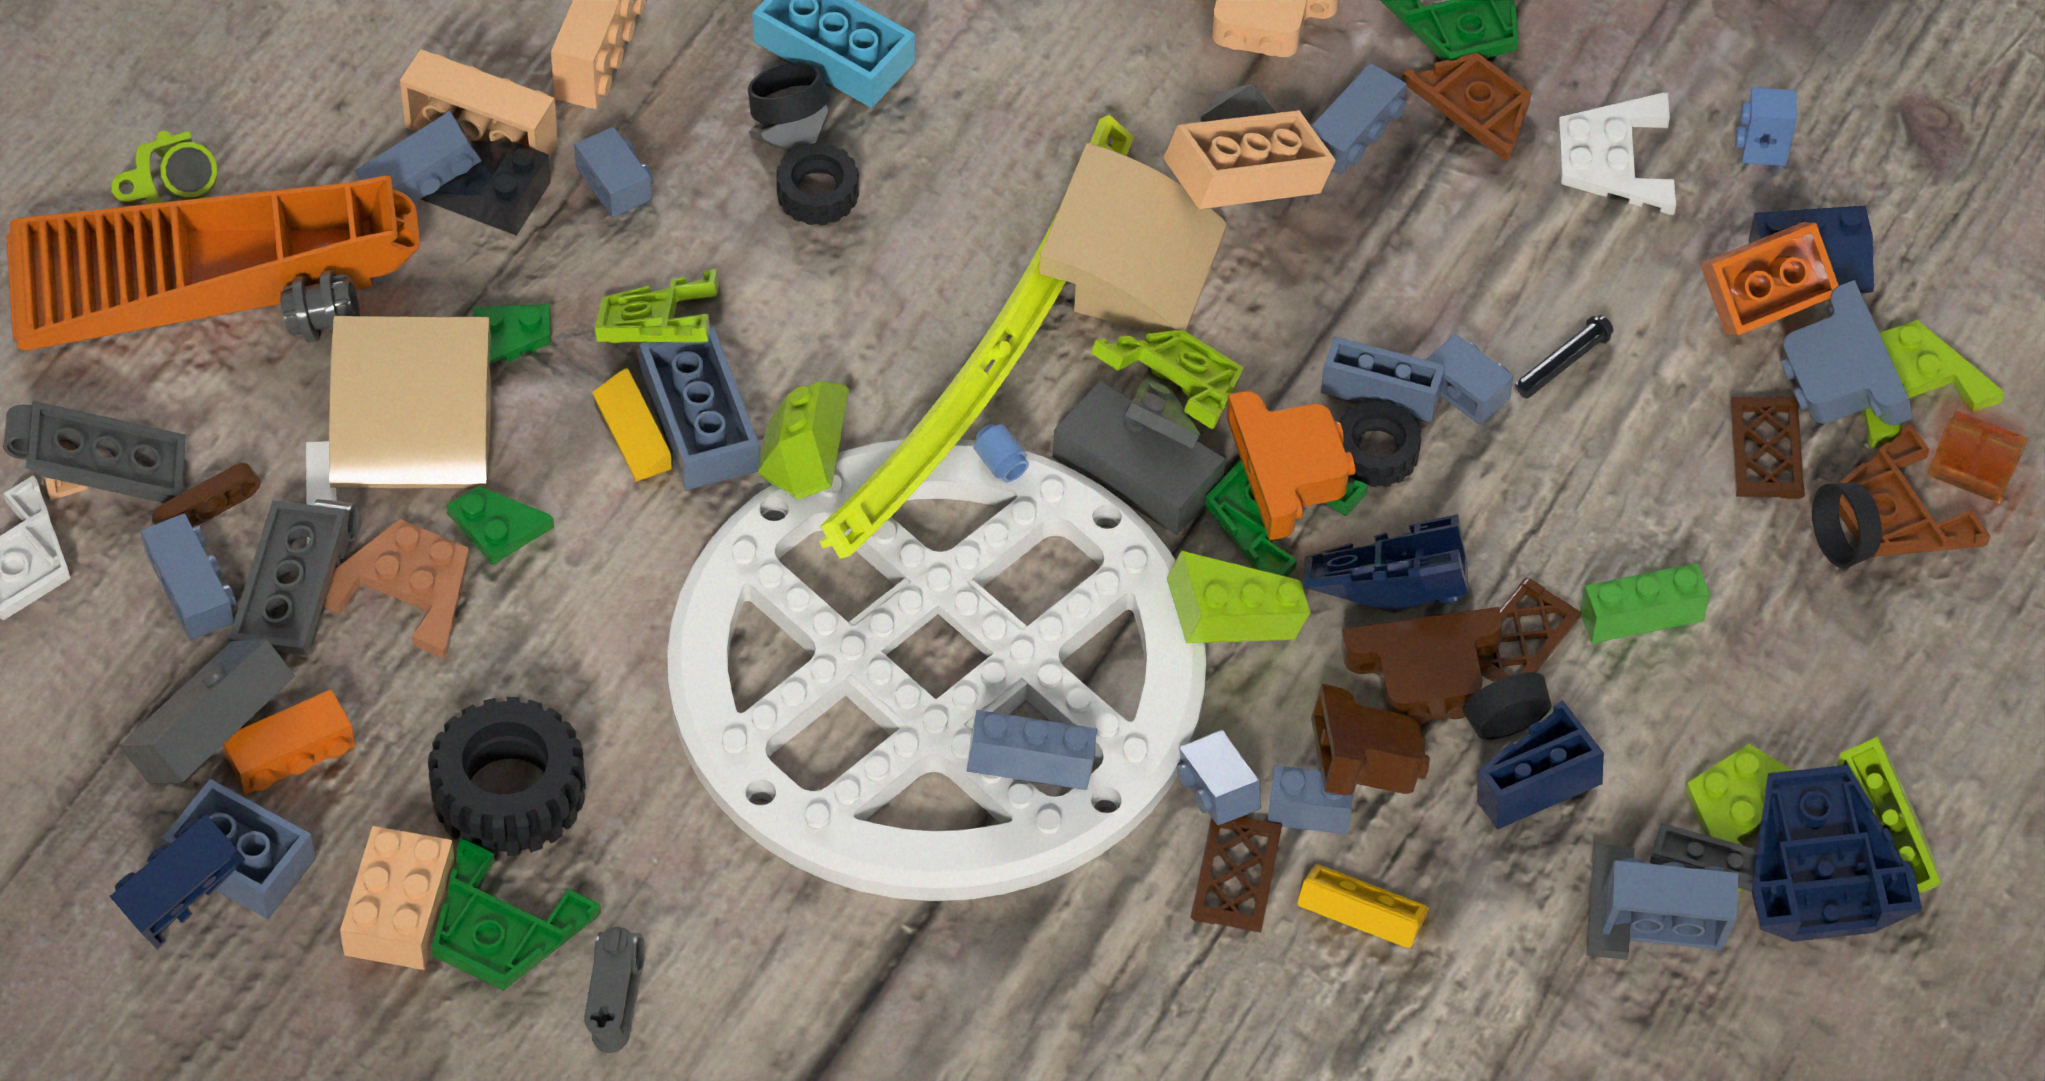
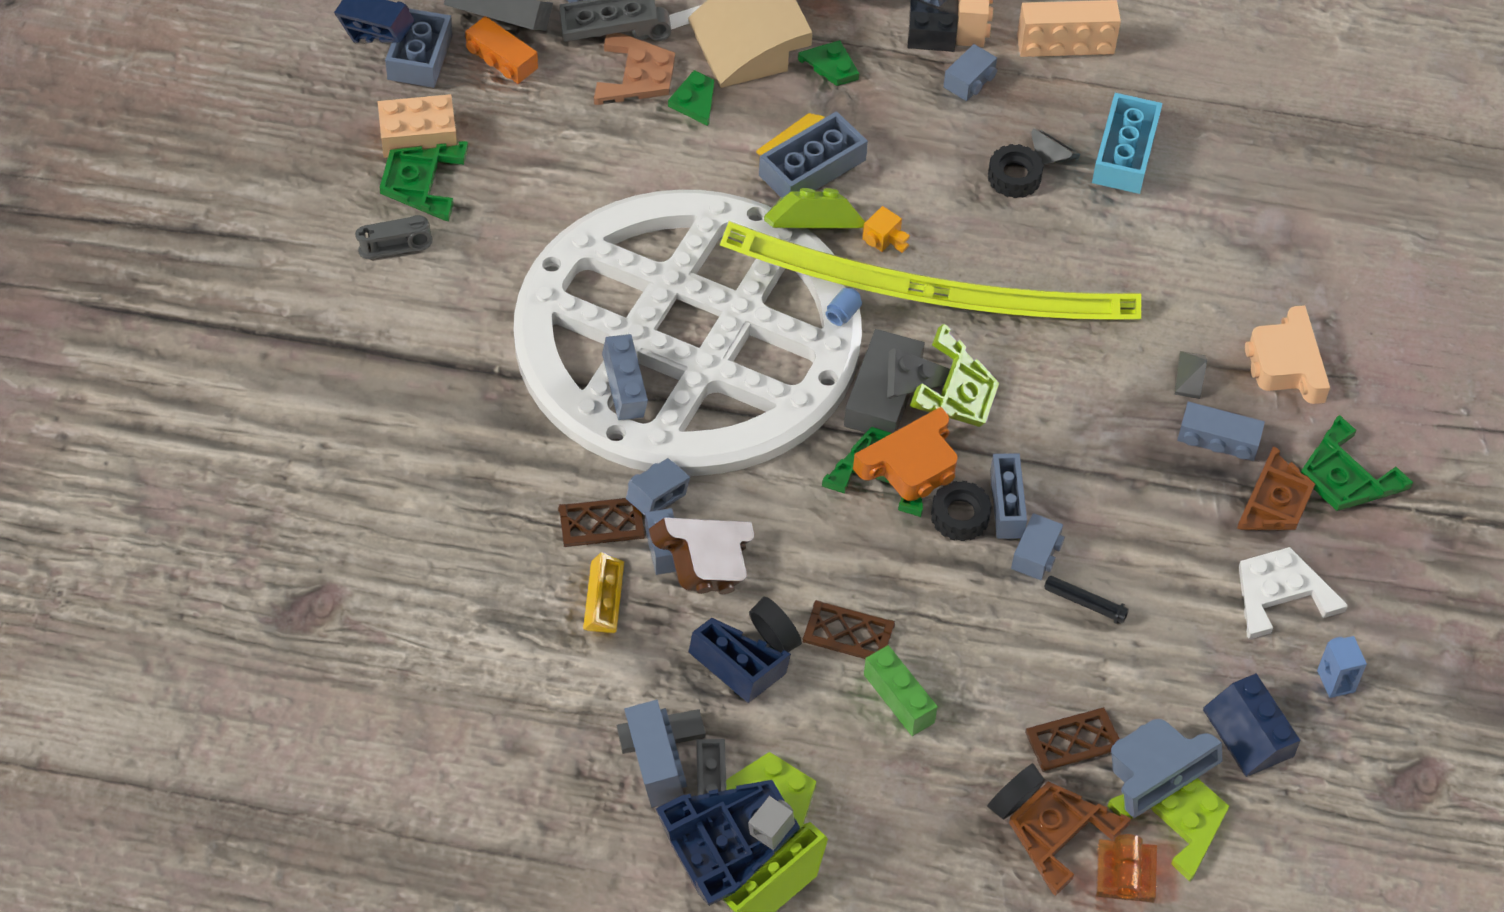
camera: 70 degrees right, 0 degrees up
(507, 732) = (513, 169): black tyre -> none
(649, 315) = (869, 110): lime wing -> none
(790, 107) = (1066, 140): black tyre -> none
(863, 368) = (885, 229): none -> light orange brick
(1131, 243) = (1046, 333): tan slope -> none
(1234, 601) = (788, 458): lime wedge -> none
(1249, 159) = (1140, 372): light nougat brick -> none
(1396, 570) = (861, 544): dark blue wedge -> none
(1427, 662) = (797, 577): reddish brown brick -> none
(1770, 278) = (1201, 694): orange brick -> none
(1843, 787) = (772, 822): none -> light grey brick

